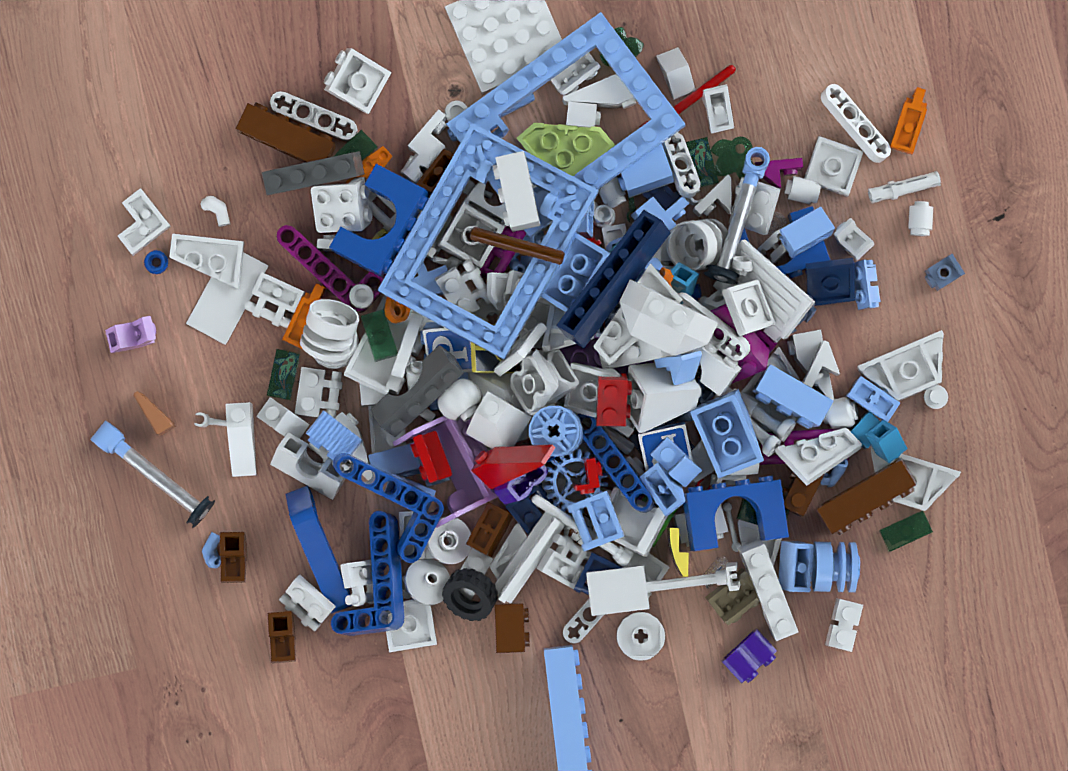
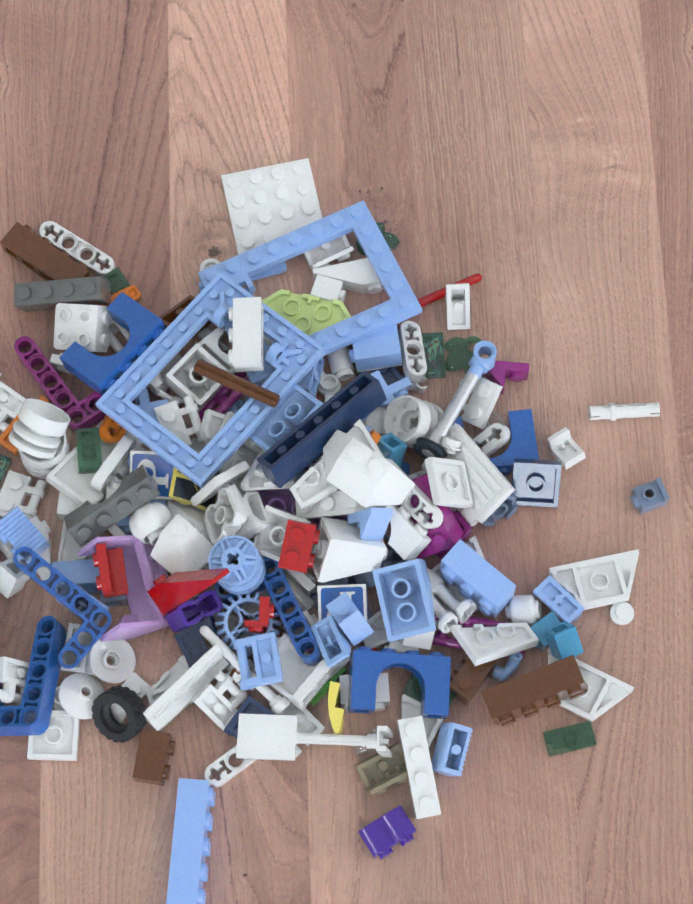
camera: 15 degrees right, 15 degrees down
(356, 80) = (124, 223): white plate -> none
(361, 296) = (80, 411): white tile -> none
(425, 148) = (175, 289): white plate -> none
(489, 529) = (154, 657): reddish brown hinge -> none
(631, 645) = (273, 780): white plate -> none
(676, 73) = (425, 272): white slope -> none
(720, 194) = (441, 385): white slope -> none
(727, 508) = (394, 681): white hinge -> none
(802, 190) = (524, 395): white brick -> none
(804, 348) = (504, 550): white slope -> none
(806, 232) = (520, 429): light blue hinge -> none
(822, 360) = (513, 551): white slope -> none
(833, 166) = (558, 381): white tile -> none
(835, 567) = (490, 756): light blue wheel -> none
(847, 614) = (487, 821): white piece -> none
(852, 125) = (572, 317): white beam -> none
(865, 294) = (571, 483): light blue hinge -> none
(909, 123) = (639, 354): orange hinge -> none
(920, 218) = (635, 442): white brick -> none

